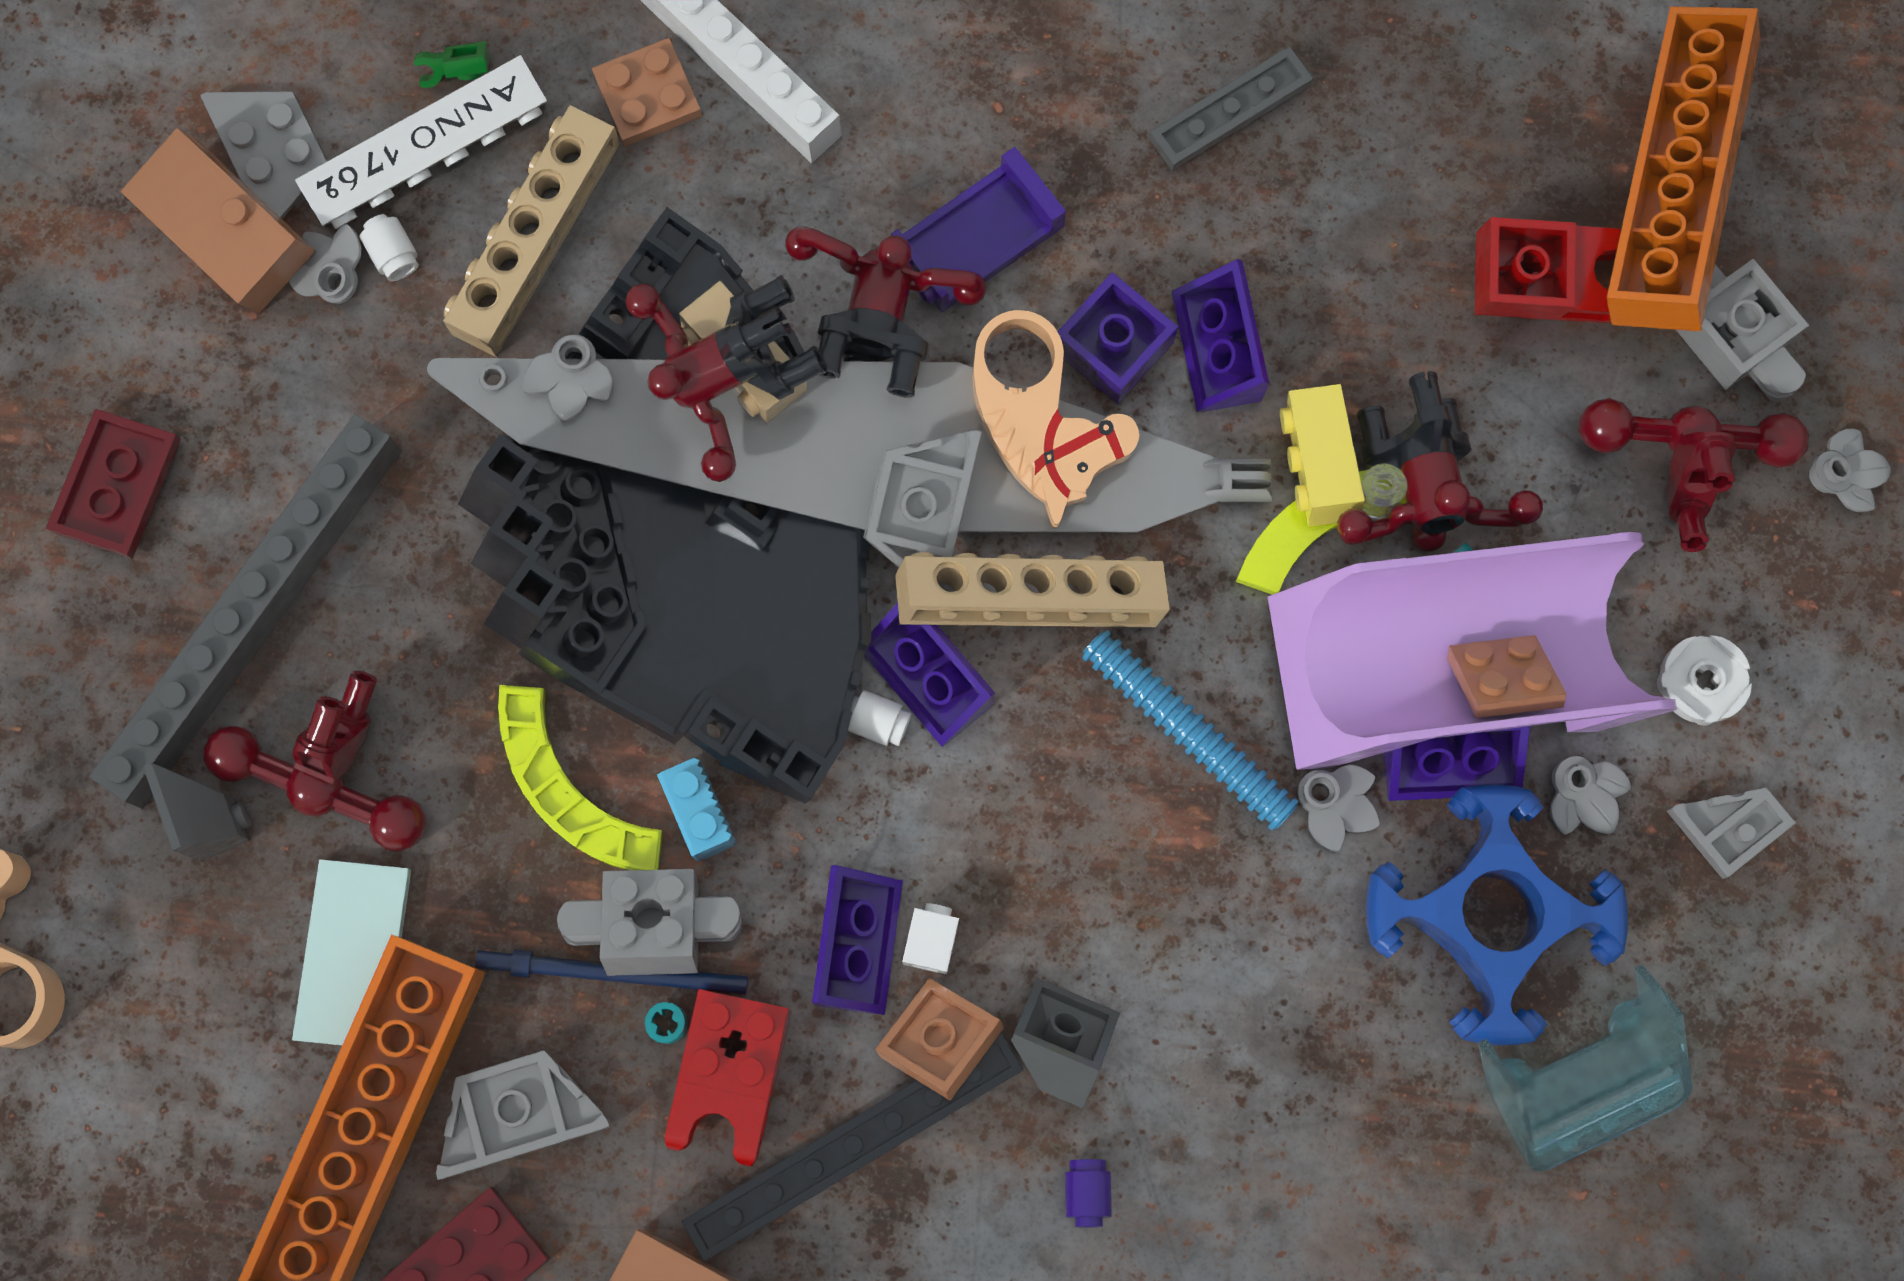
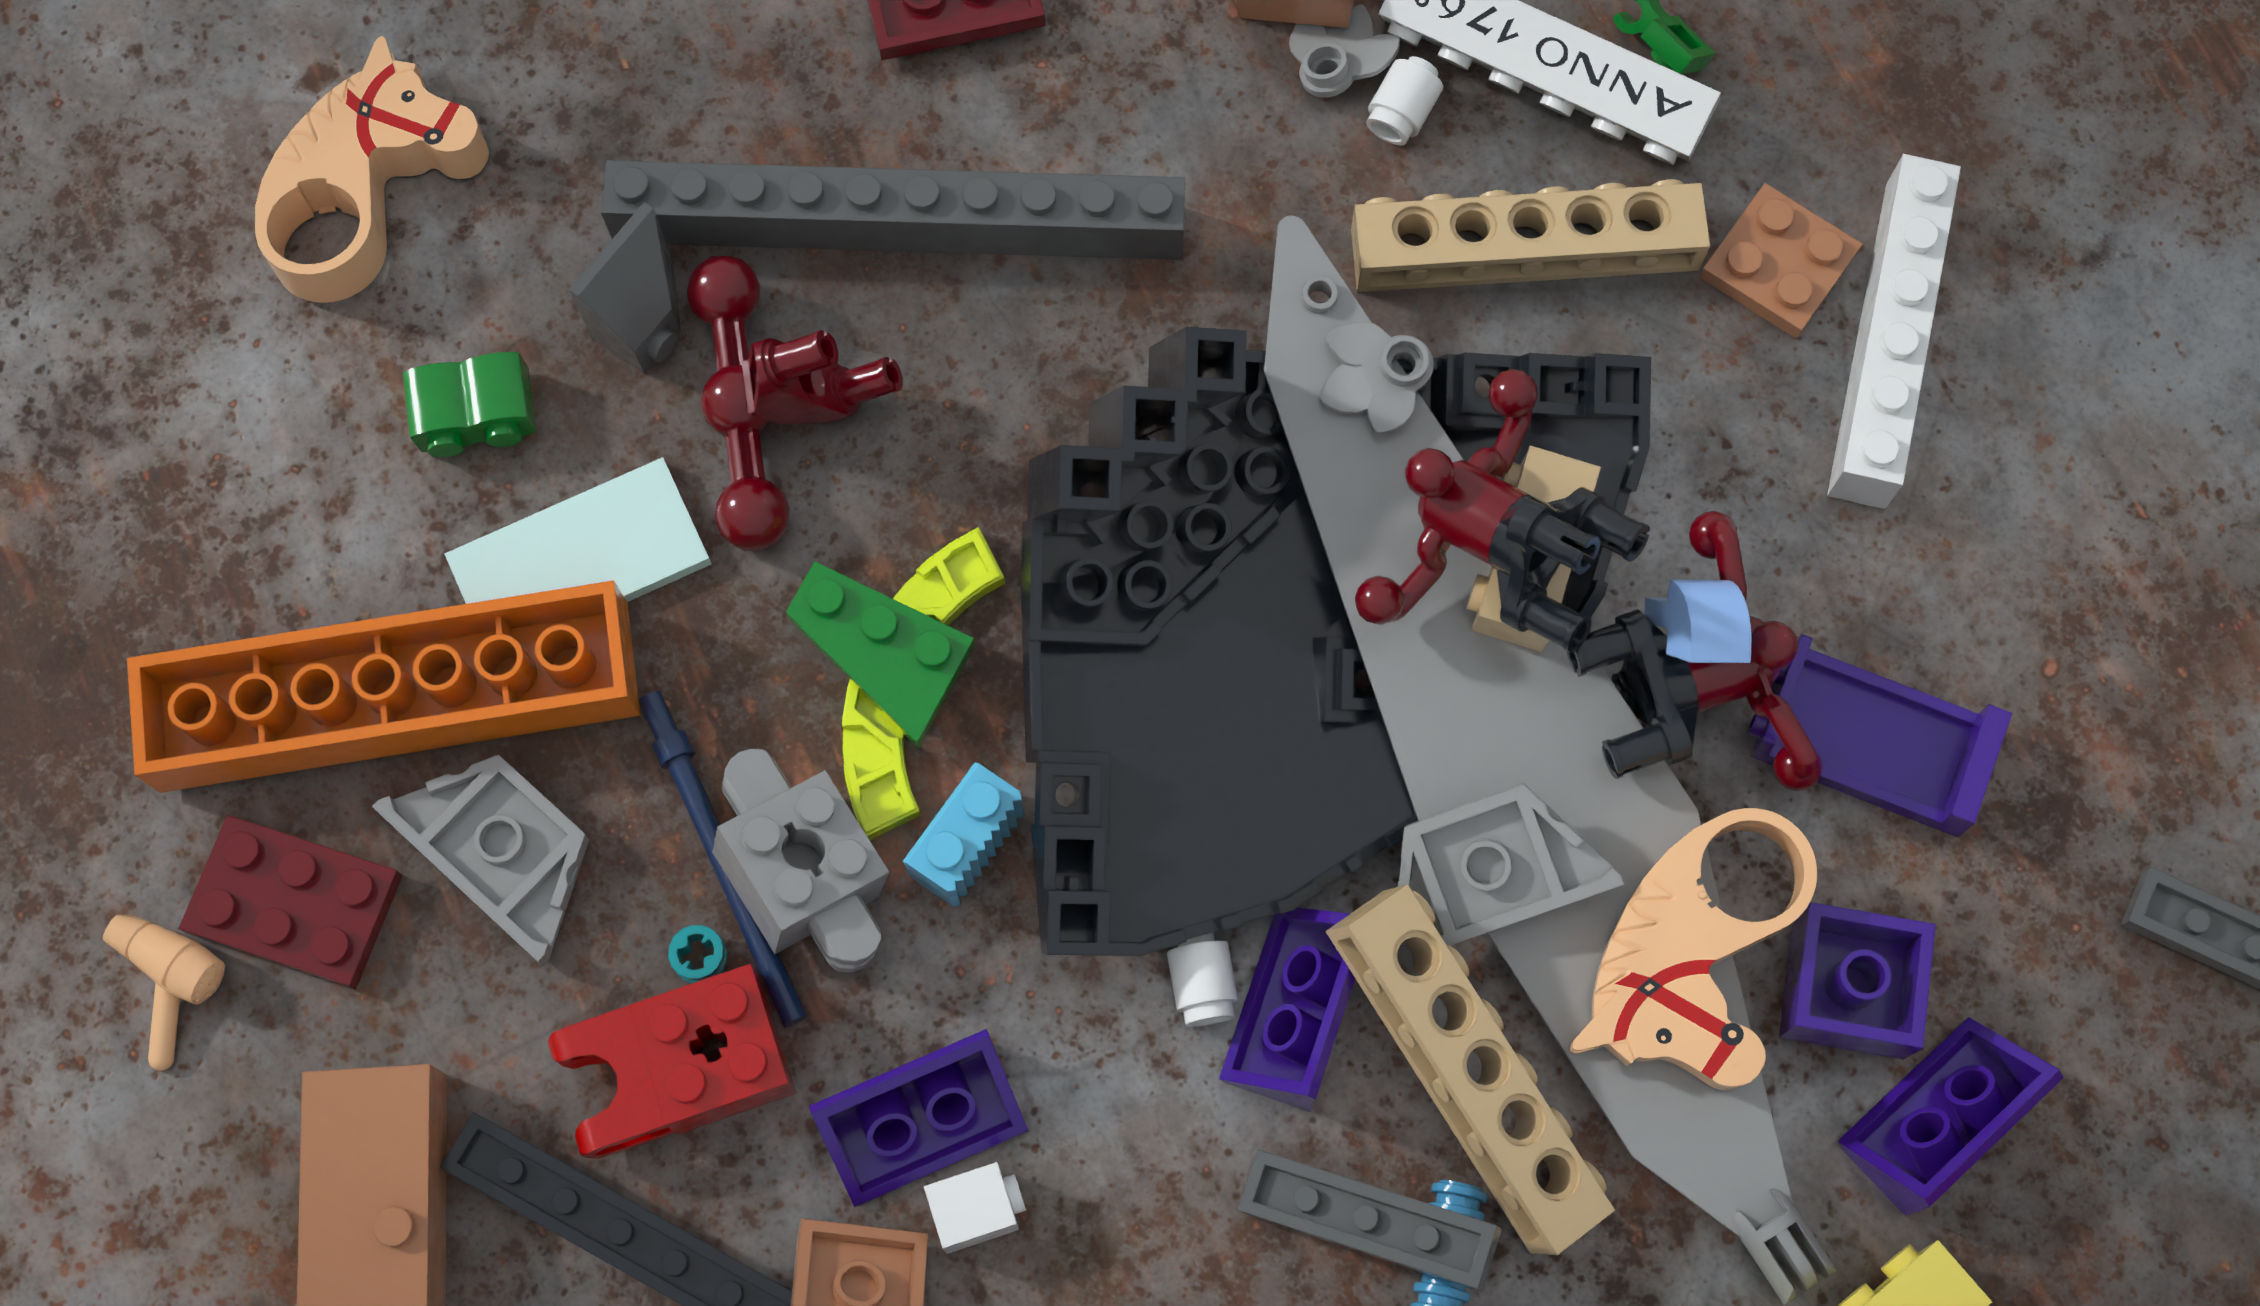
camera: 60 degrees right, 5 degrees down
(197, 966) = (469, 403): none -> green brick
(540, 790) = (883, 646): none -> green wing
(855, 282) = (1703, 621): none -> light blue brick
(1082, 707) = (1370, 1220): none -> dark grey plate

